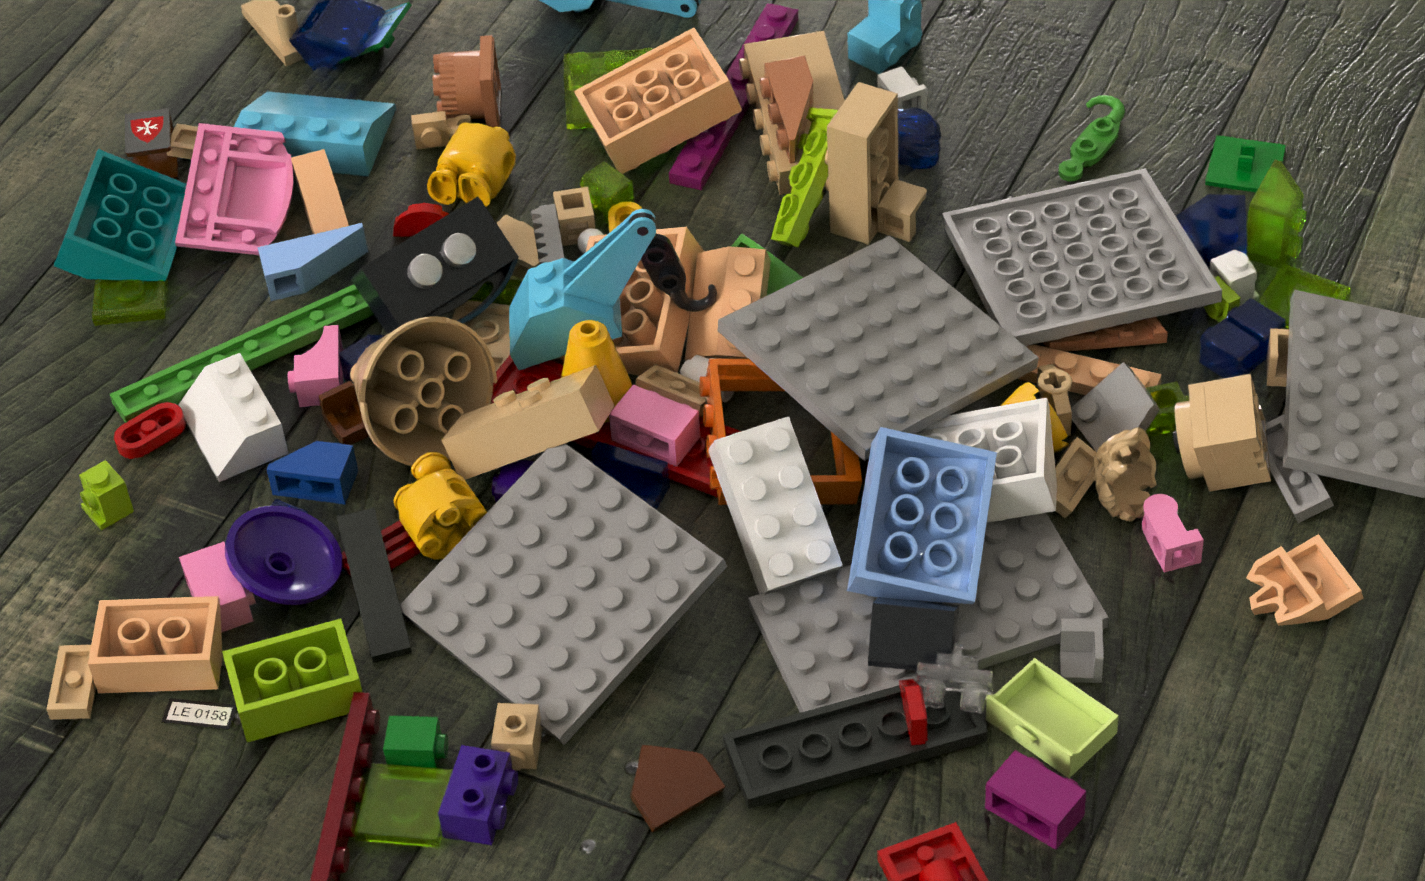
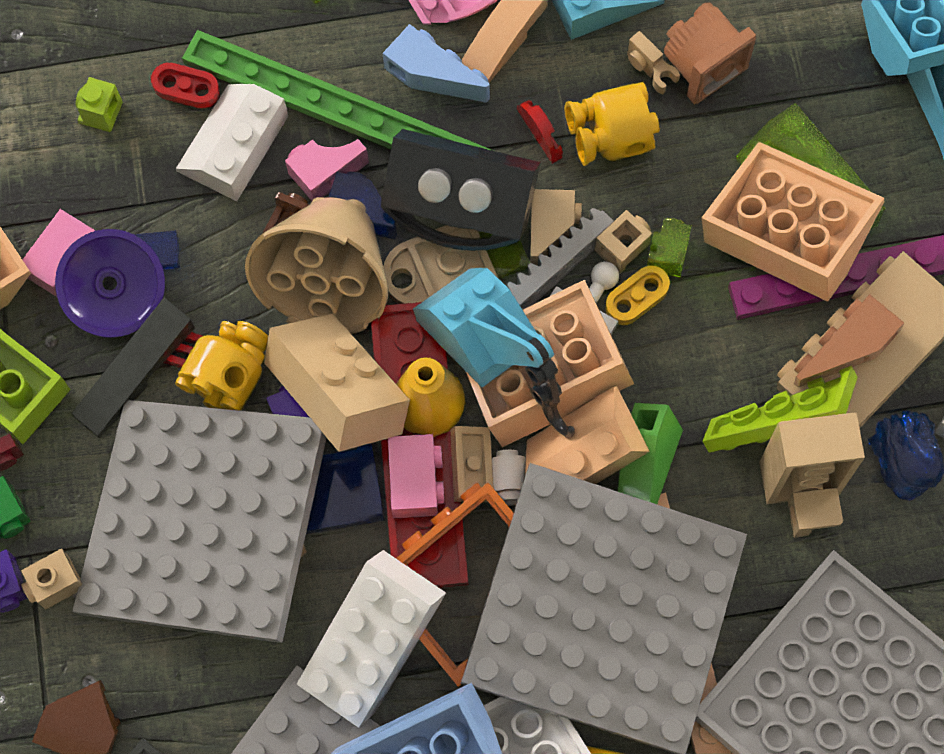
camera: 55 degrees right, 25 degrees up
(315, 473) = (219, 242): blue slope -> none

